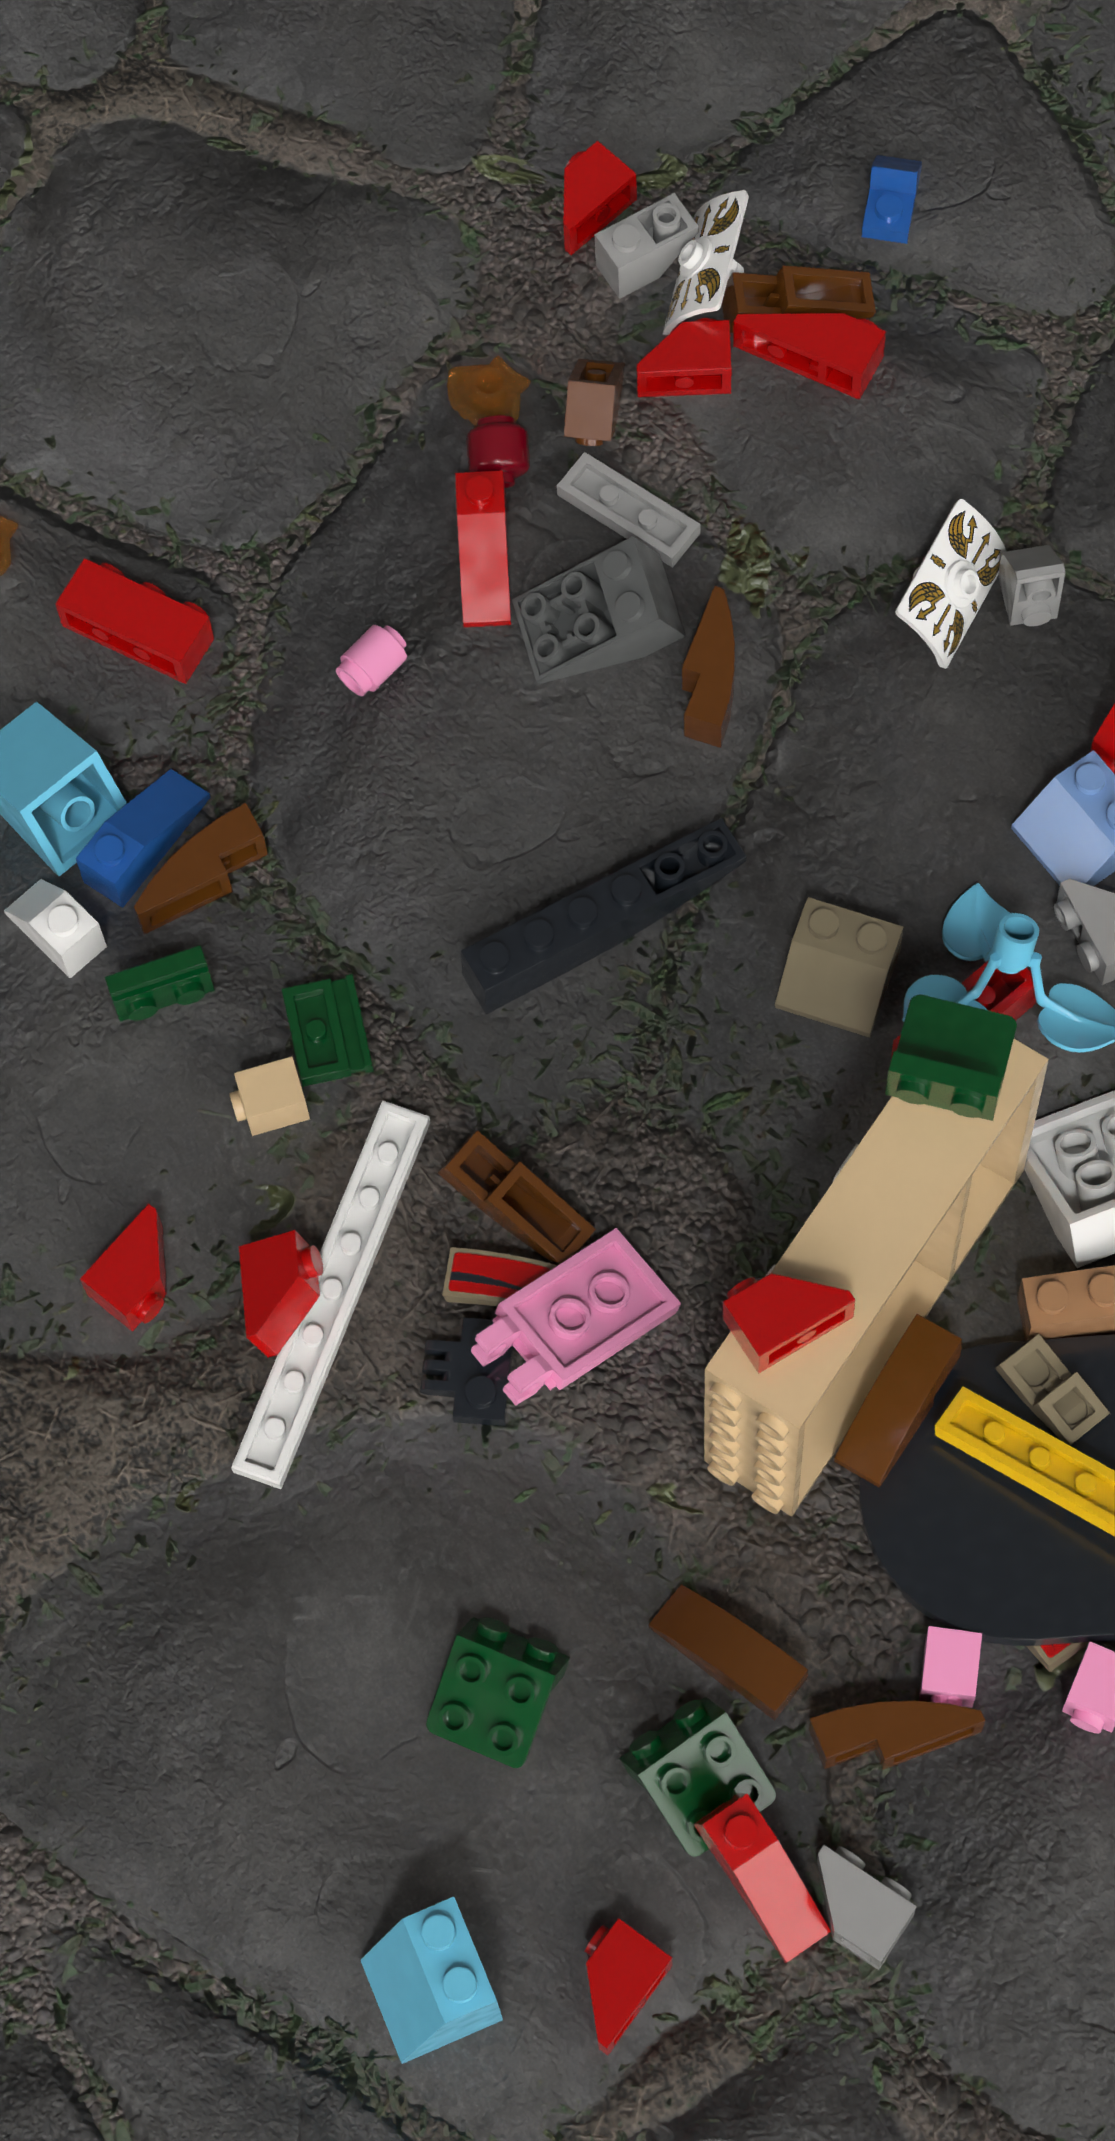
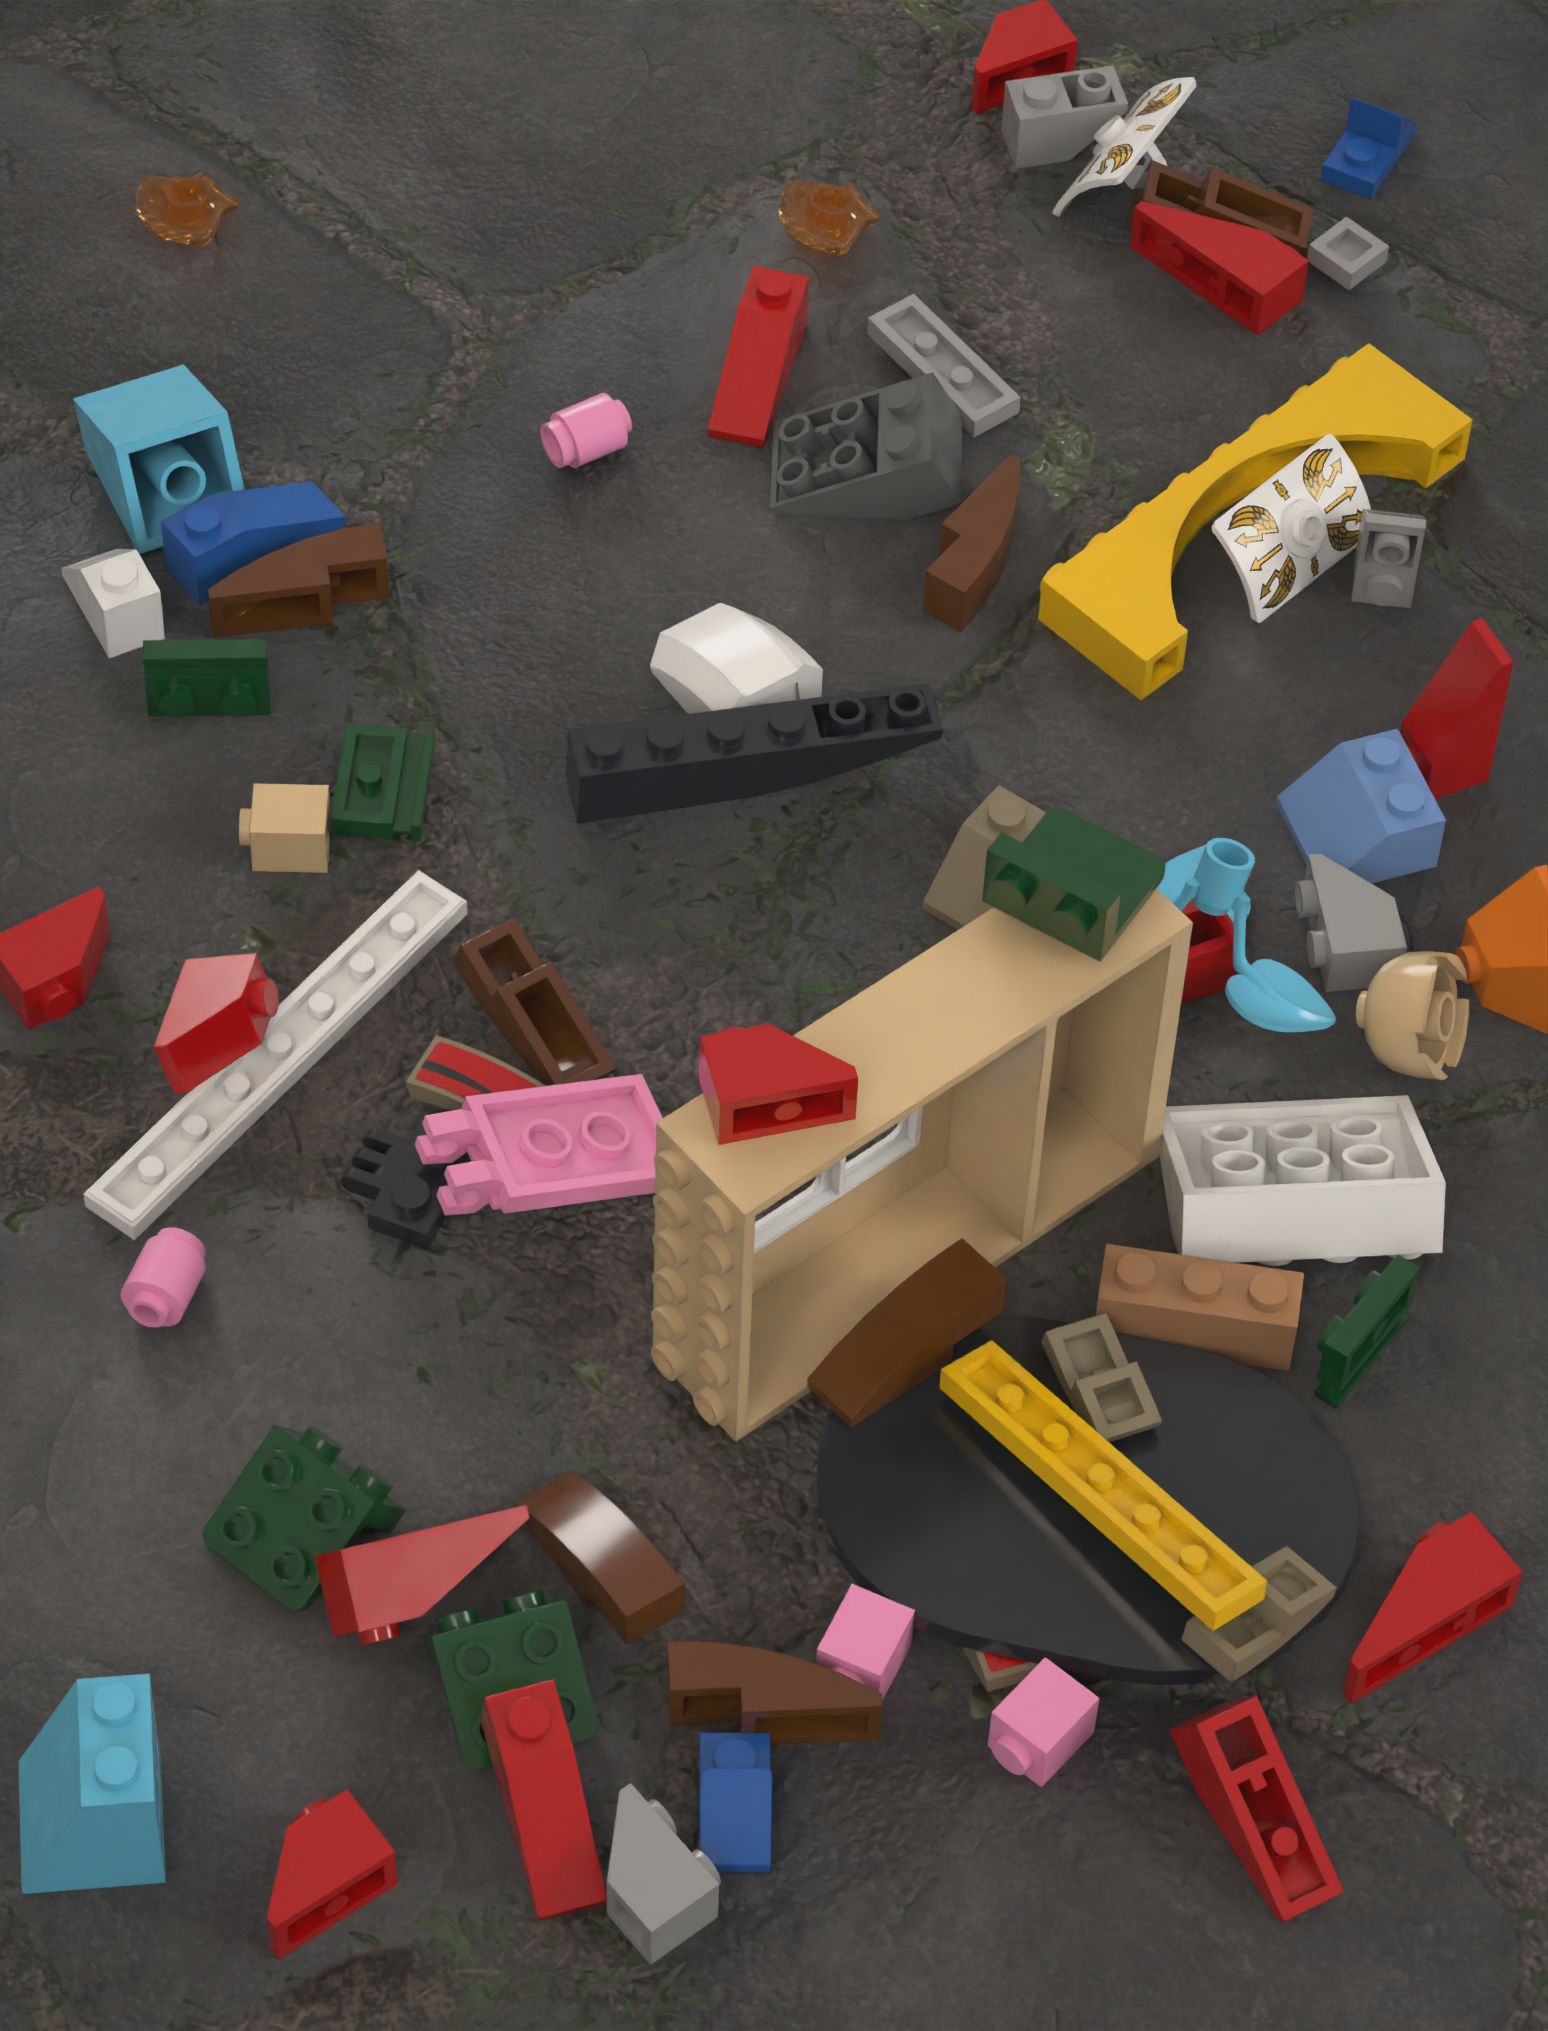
camera: 10 degrees right, 15 degrees down
(135, 620) = (331, 324): red brick -> none
(320, 1522) = (164, 1278): none -> bright pink brick
(498, 446) = (824, 258): dark red head -> none
(559, 840) = (732, 662): none -> white slope
(593, 401) = (942, 250): reddish brown slope -> none
(597, 1715) = (405, 1575): none -> slope
(688, 361) = (1068, 240): red slope -> none
(835, 681) = (1117, 591): none -> yellow arch
(896, 1820) = (735, 1801): none -> blue slope
(908, 306) = (1347, 253): none -> light grey plate

